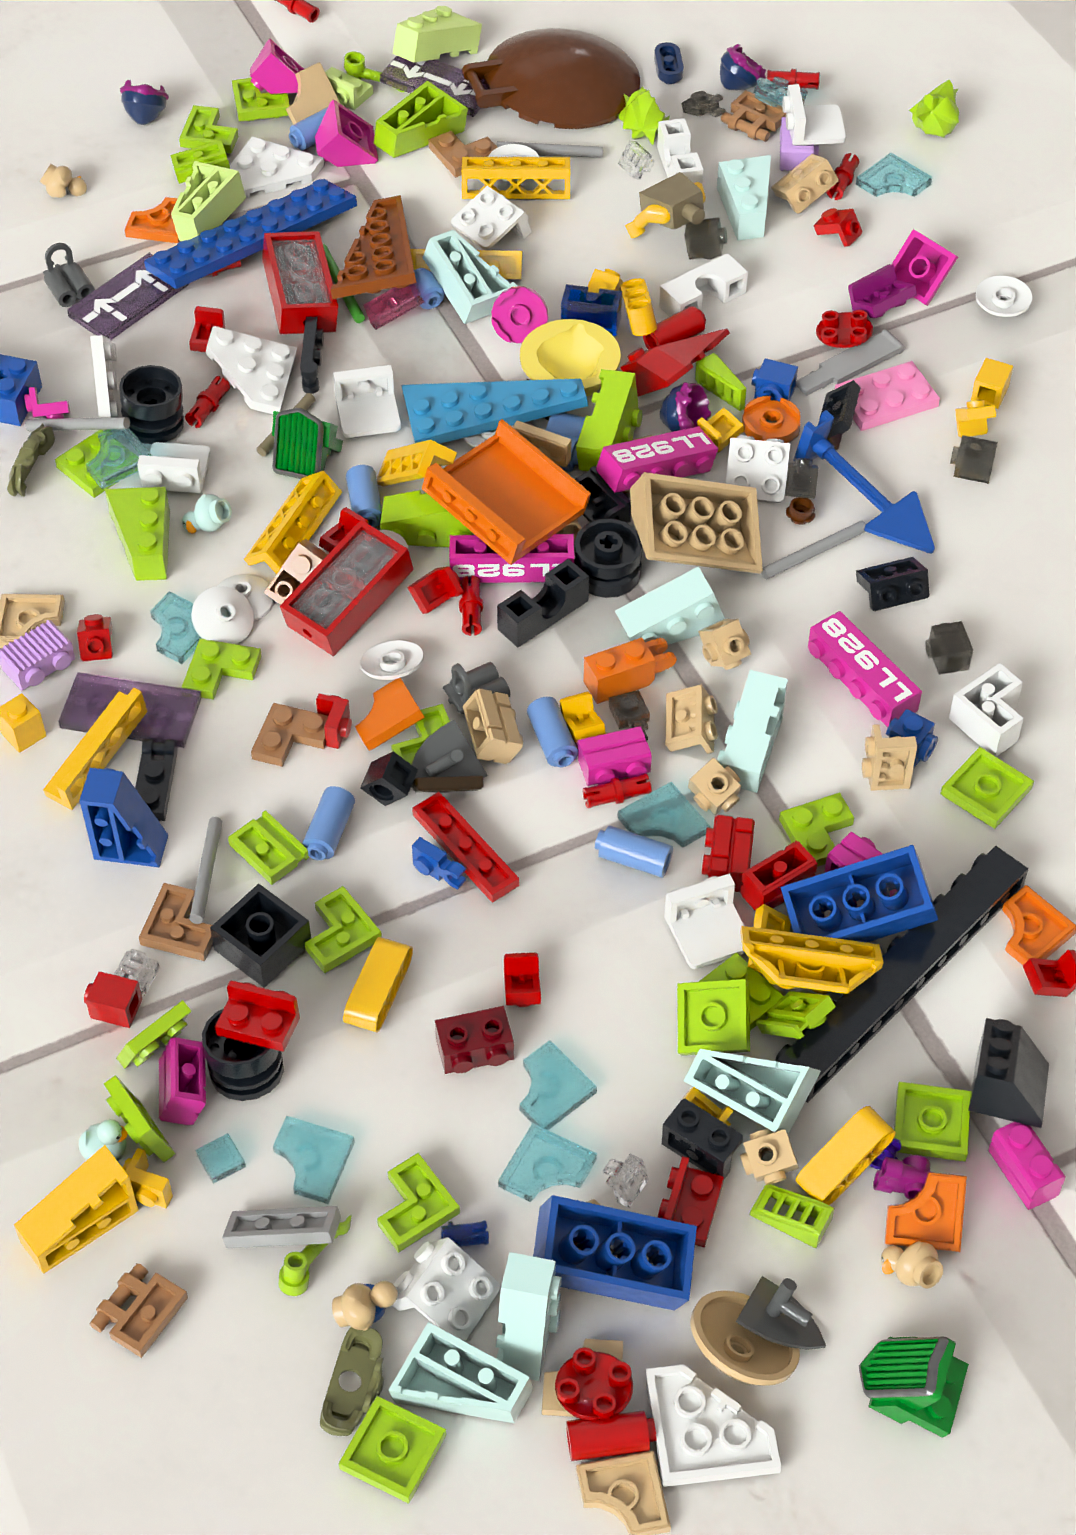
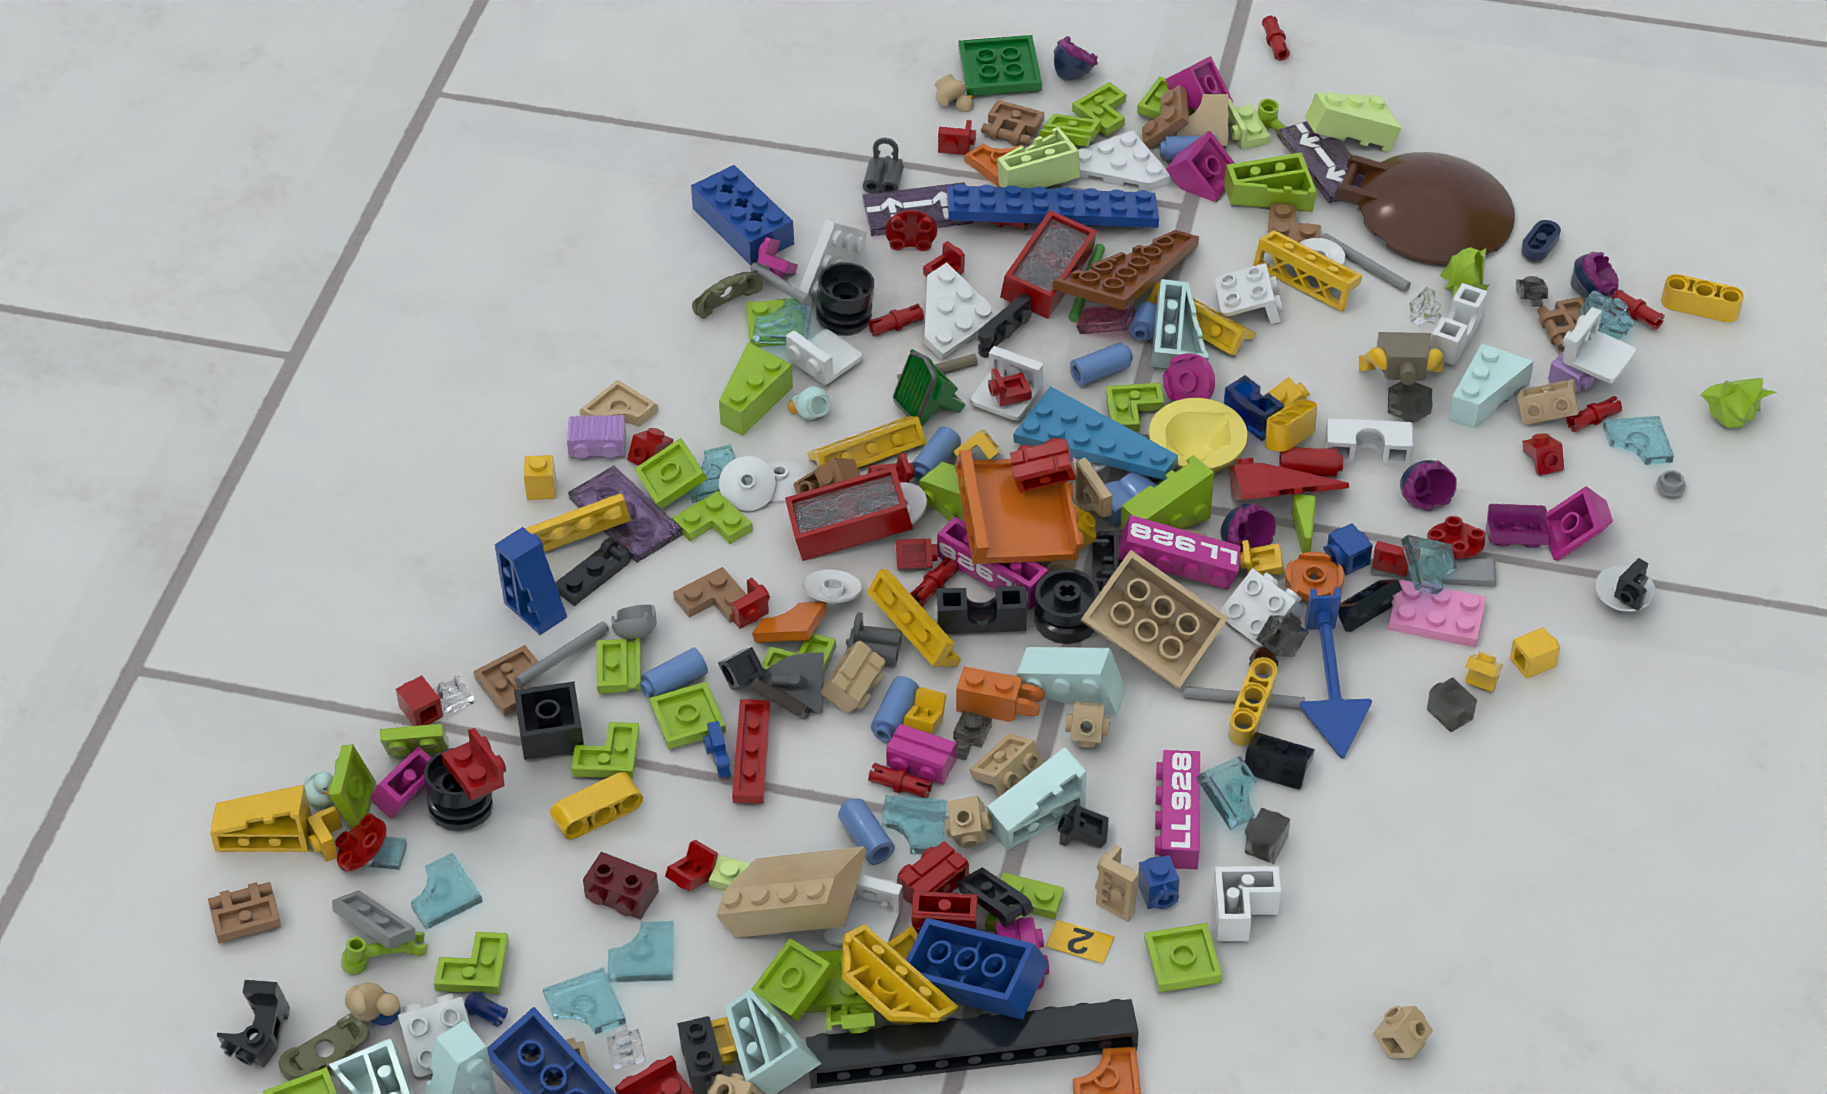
camera: 40 degrees right, 5 degrees down
(79, 137) = (999, 65): none -> green plate
(105, 220) = (956, 139): none -> red bracket
(140, 175) = (1015, 117): none -> medium nougat plate
(144, 647) = (670, 473): none -> lime plate
(148, 315) = (911, 230): none -> red dish
(194, 1166) = (360, 843): none -> red dish
(246, 797) = (635, 621): none -> light grey hair
(270, 1382) = (269, 1009): none -> black tile
(284, 109) = (1172, 118): none -> medium nougat plate
(375, 403) = (1009, 388): none -> red bracket
(375, 852) = (685, 714): none -> lime plate
(425, 343) = (1101, 363): none -> medium blue brick
(481, 360) = (1128, 400): none -> lime plate
(494, 645) = (912, 620): none -> yellow fence
(505, 441) = (1043, 465): none -> red brick
(556, 967) = (726, 872): none -> yellowish green plate
(641, 940) = (792, 893): none -> tan slope
(786, 296) = (1428, 485): none -> magenta hair
(803, 731) = (1083, 826): none -> black bracket
(809, 831) = (996, 896): none -> black plate
(821, 368) = (1390, 559): none -> red bracket
(831, 46) = (1702, 298): none -> yellow beam
(835, 533) = (1257, 689): none -> yellow beam
(856, 356) = (1428, 562): none -> clear light blue tile
(884, 627) = (1229, 790): none -> clear light blue tile
(892, 828) = (1080, 941): none -> yellow sticker
(951, 199) = (1671, 483): none -> light grey plate
(1016, 291) = (1631, 585): none -> black bracket

